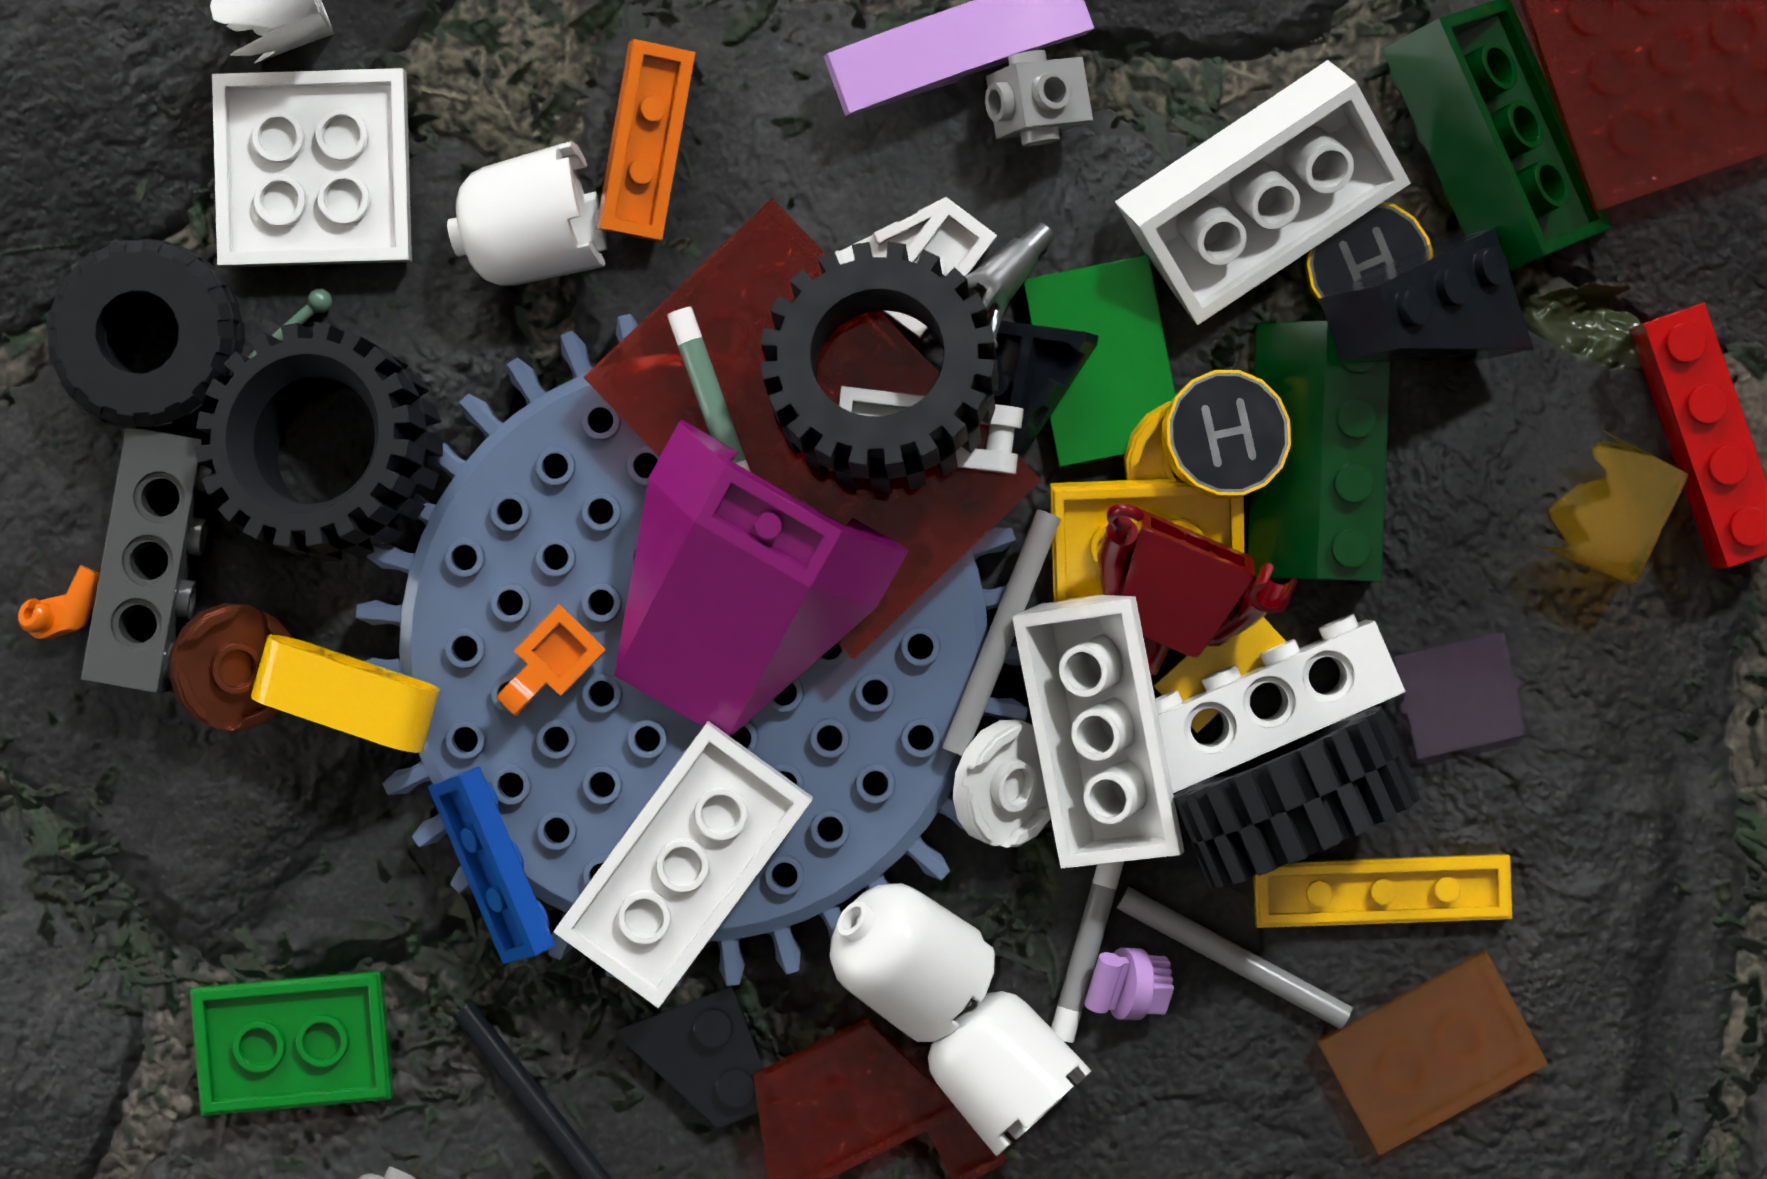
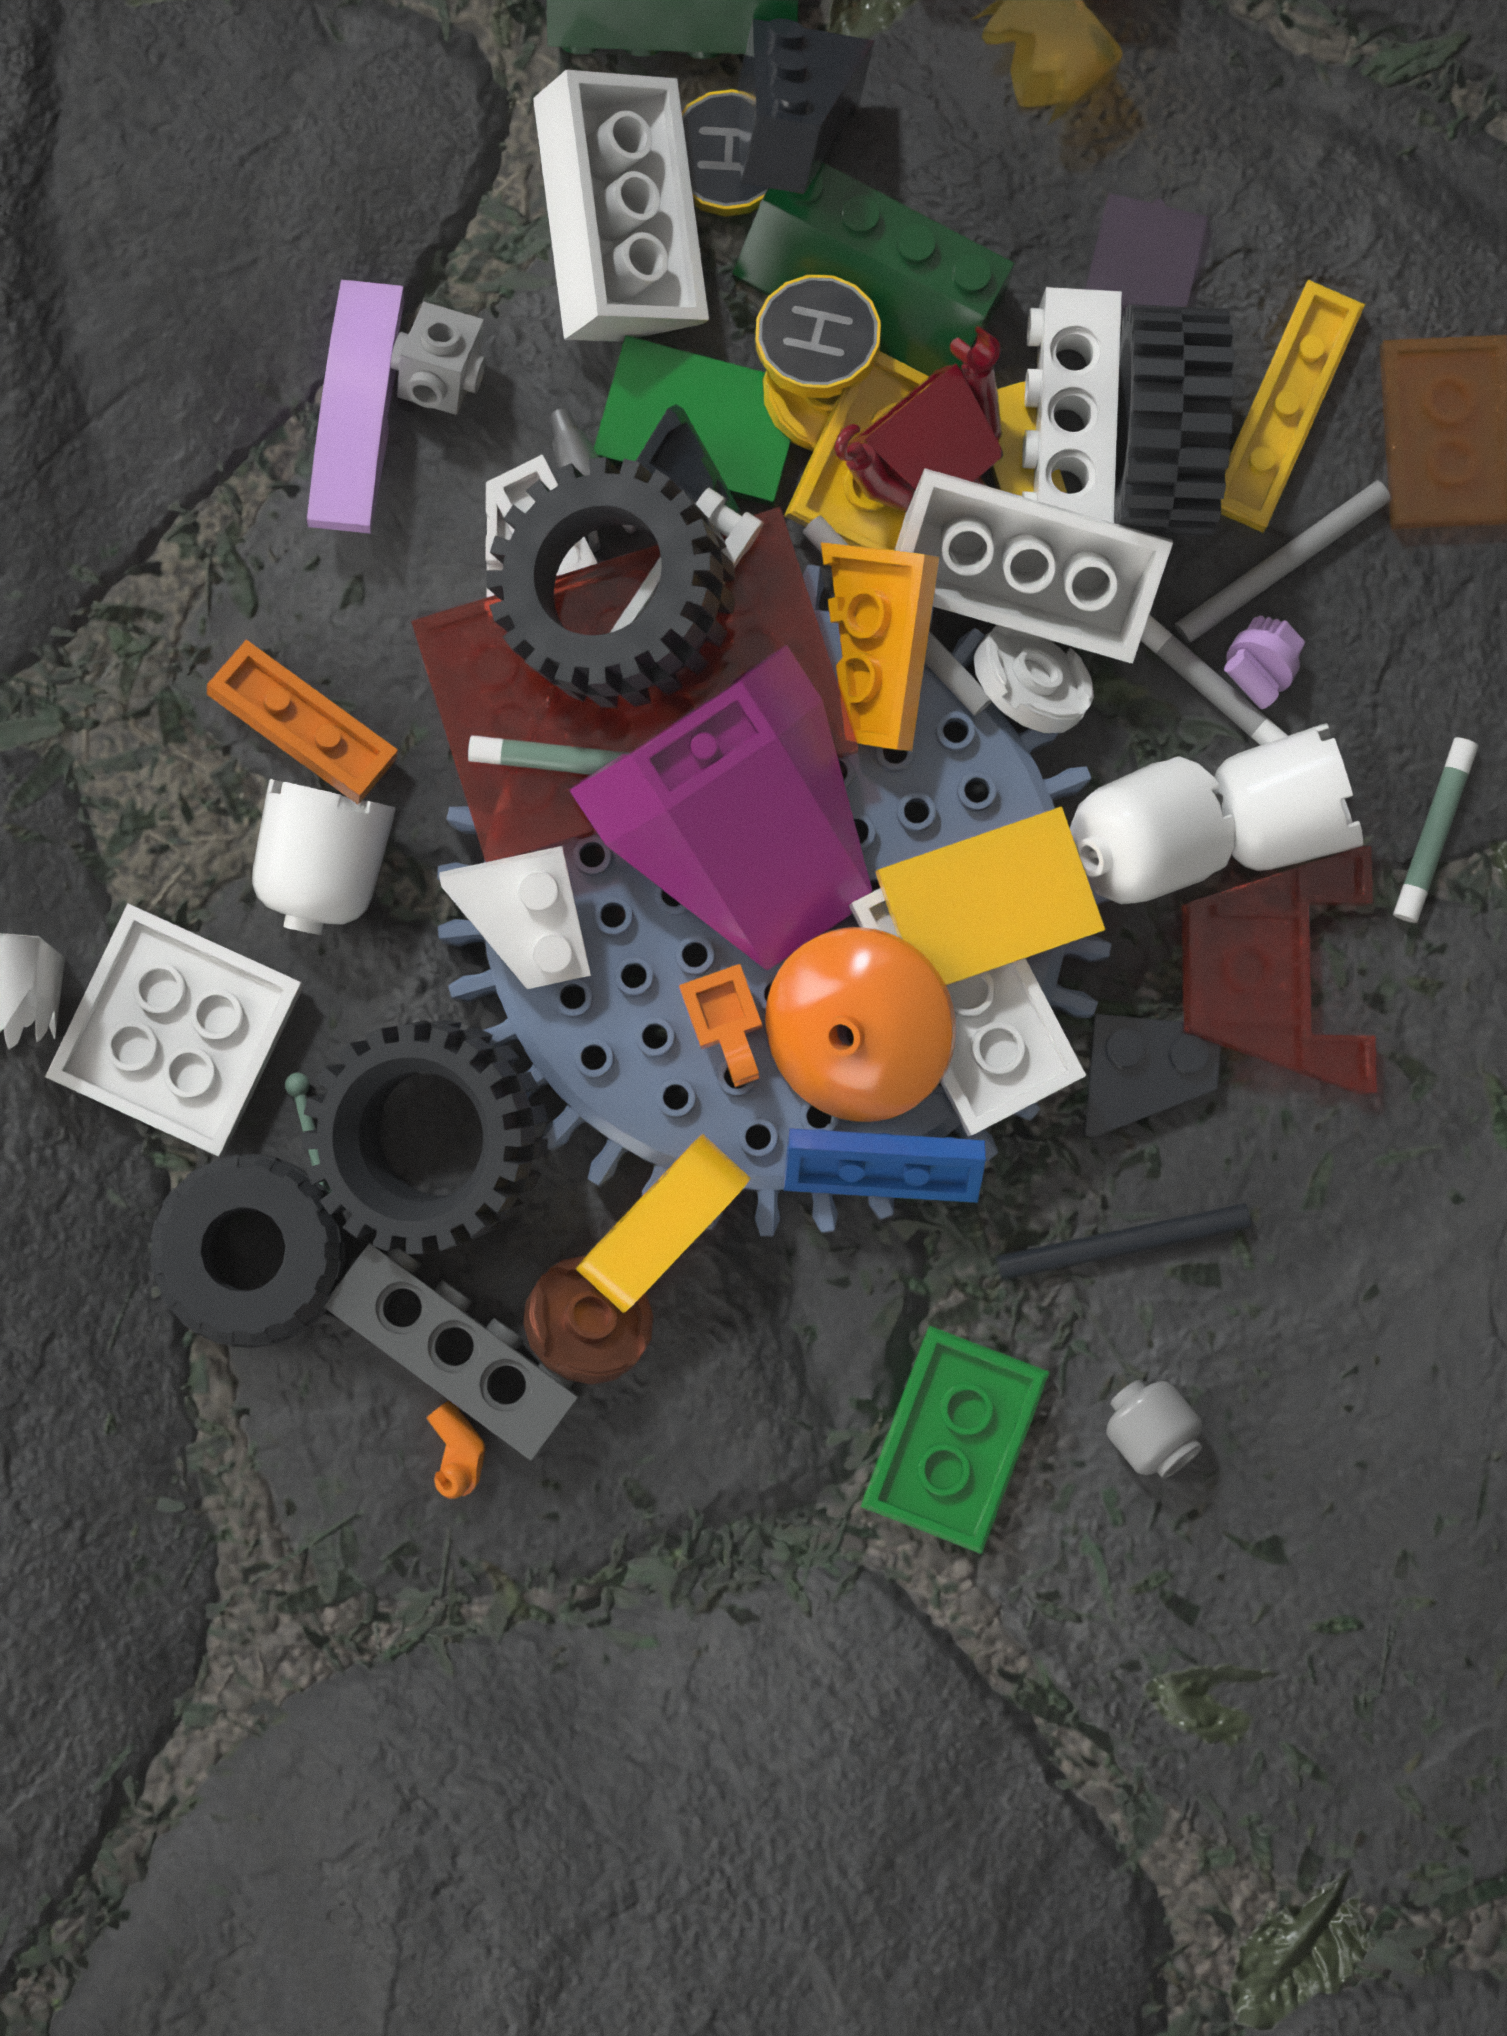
camera: 65 degrees left, 5 degrees down
(555, 433) = (525, 914): none -> white wing
(630, 788) = (890, 1003): none -> orange dish
(768, 847) = (993, 897): none -> yellow tile
(975, 630) = (884, 629): none -> light orange wing

